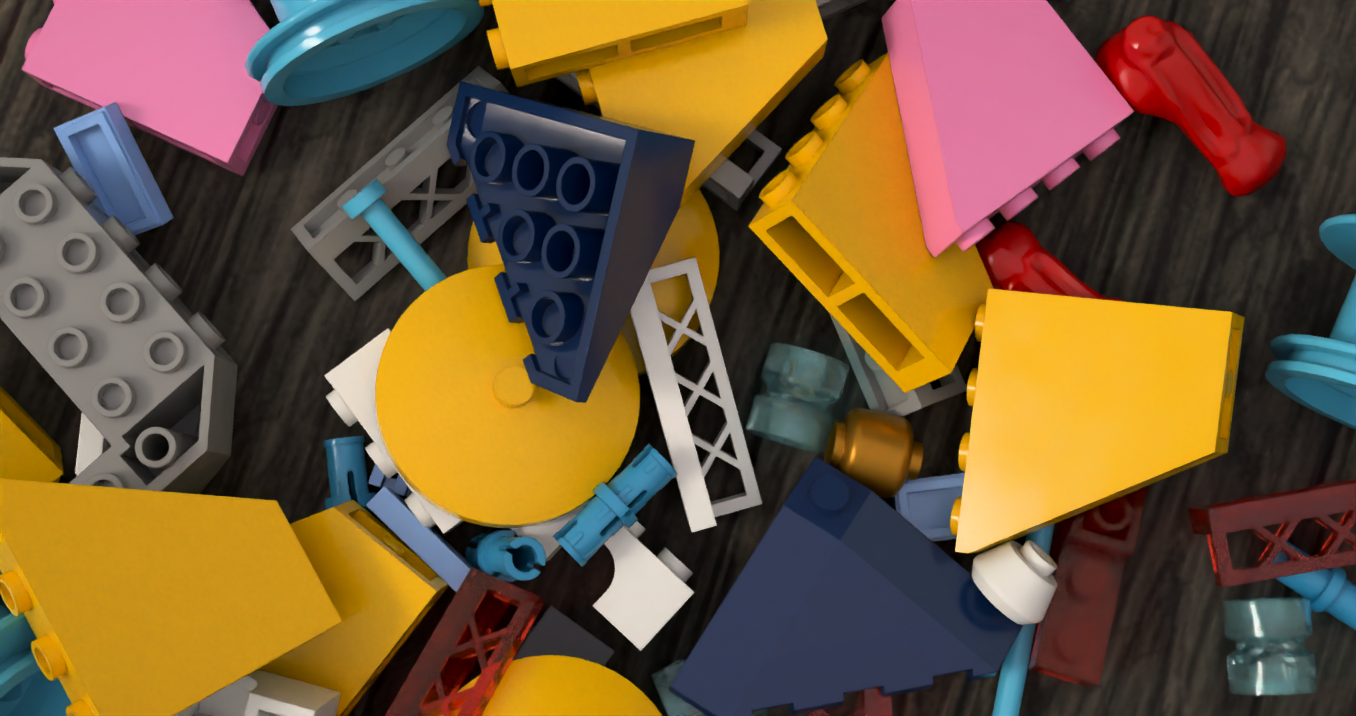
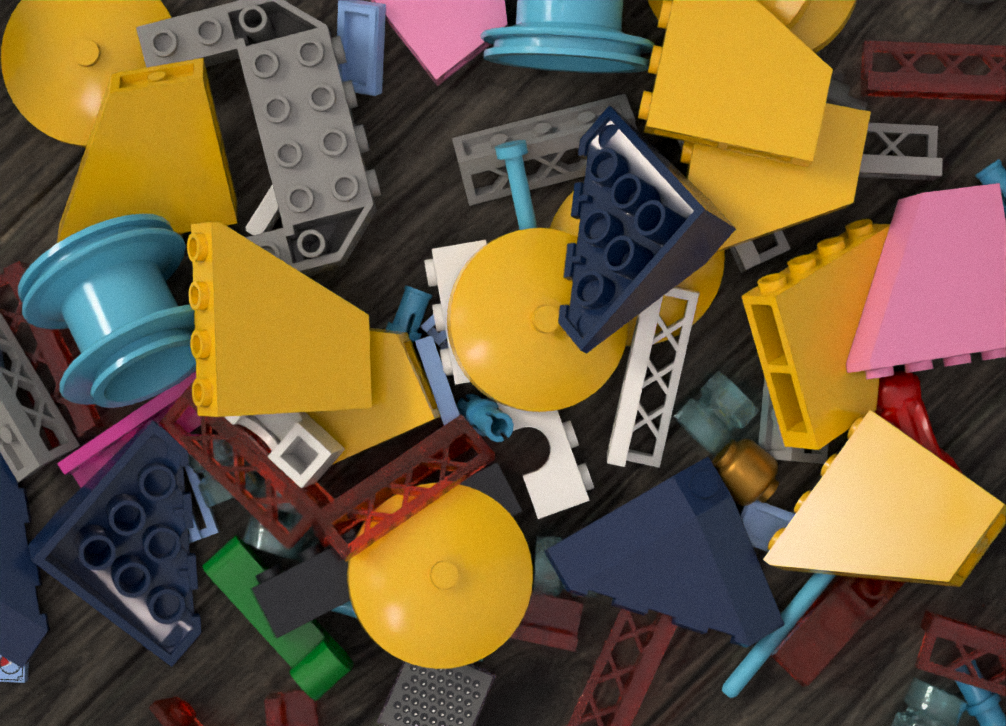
camera: 30 degrees right, 5 degrees up
(615, 504) = (569, 422): dark azure pin -> none
(1016, 580) = (792, 597): white cone -> none

